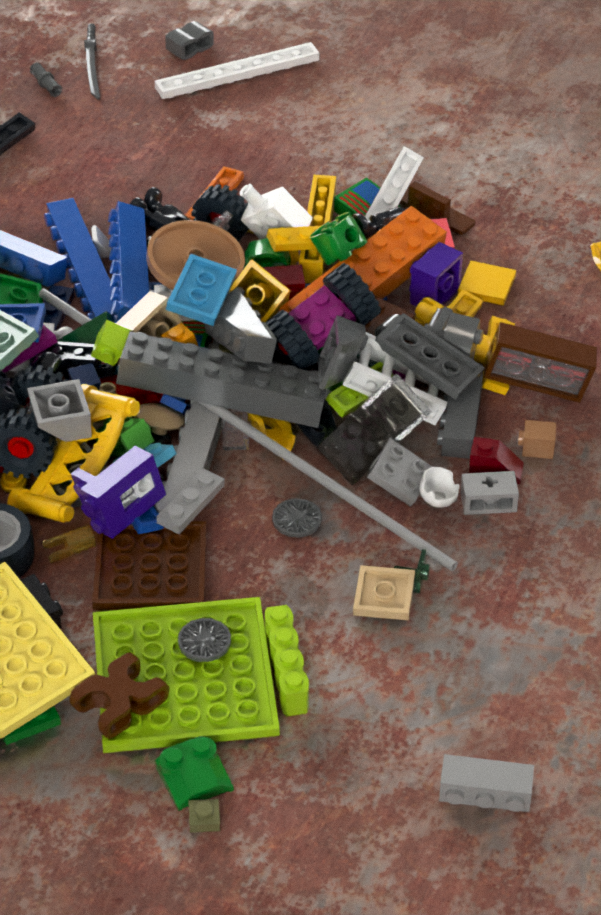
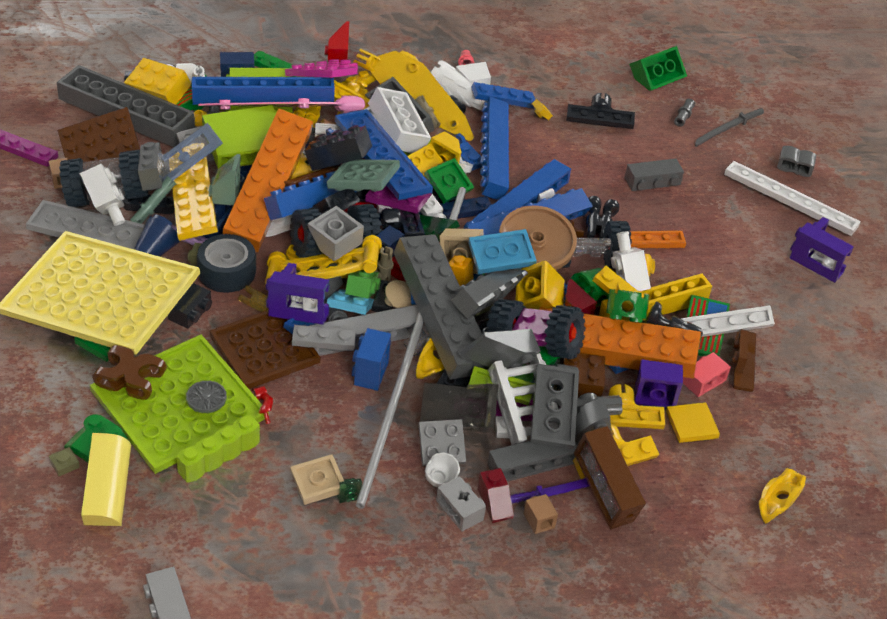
camera: 55 degrees right, 0 degrees up
(110, 342) = (421, 227): lime brick -> none
(126, 146) = (654, 174): none -> dark grey brick
(249, 475) = (371, 359): none -> blue brick
(256, 593) = (261, 394): none -> red piece
(270, 779) = (106, 480): none -> light yellow brick
(297, 517) = (362, 405): dark grey wheel -> none
(337, 84) = (820, 250): none -> dark purple brick
(510, 428) = (550, 491): none -> dark purple sword

